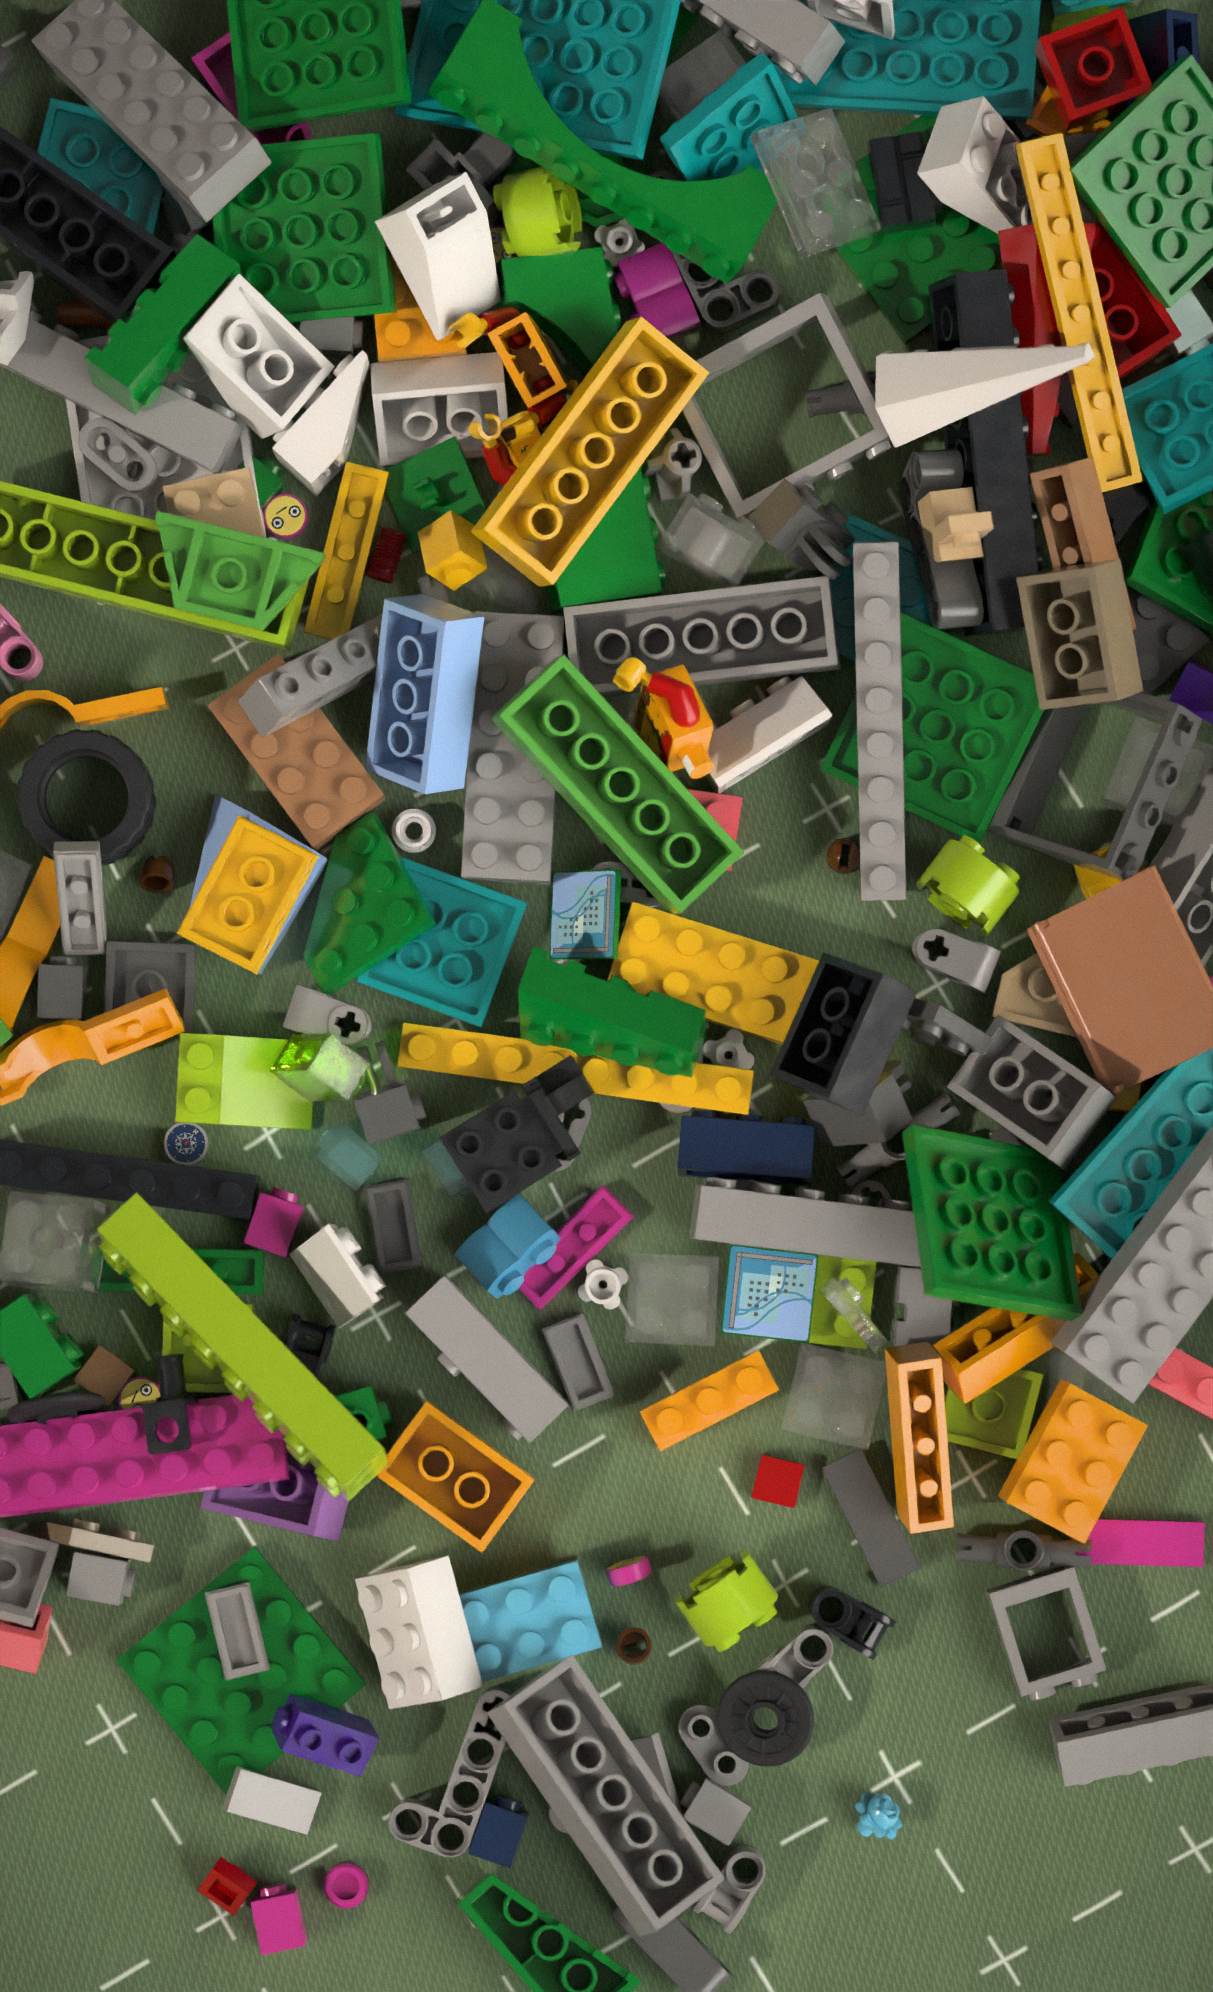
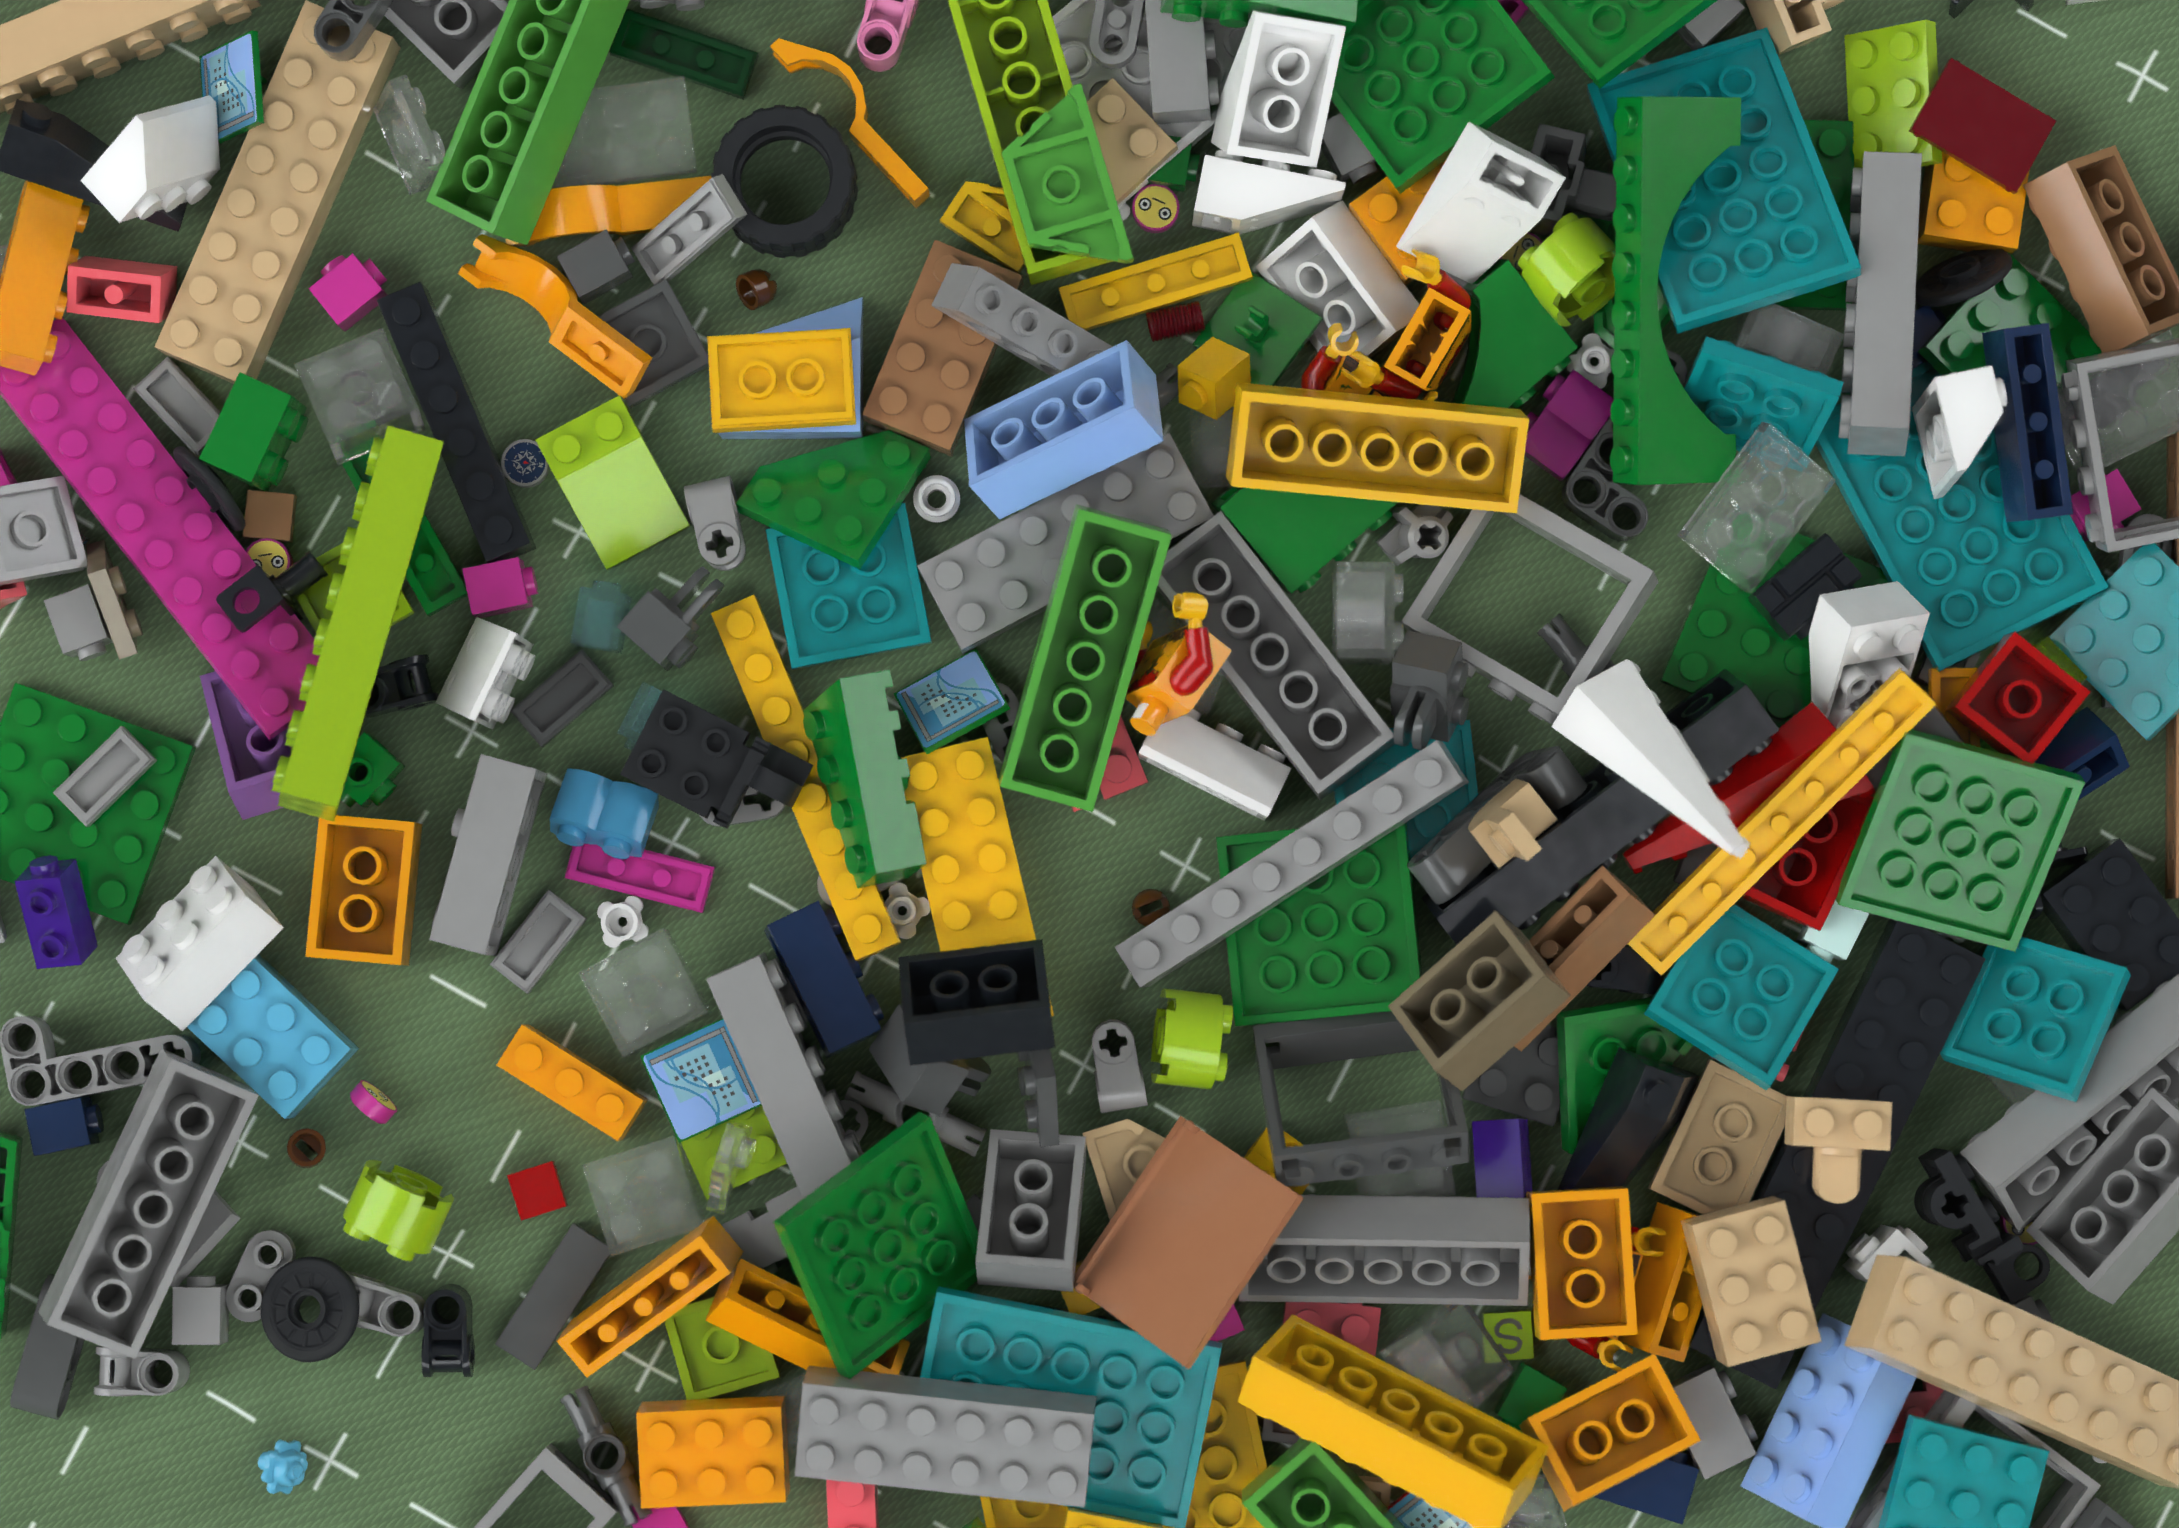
camera: 60 degrees right, 0 degrees up
(212, 658) = (983, 219): none -> yellow wing
(320, 1067) = (663, 543): clear neon green brick -> none

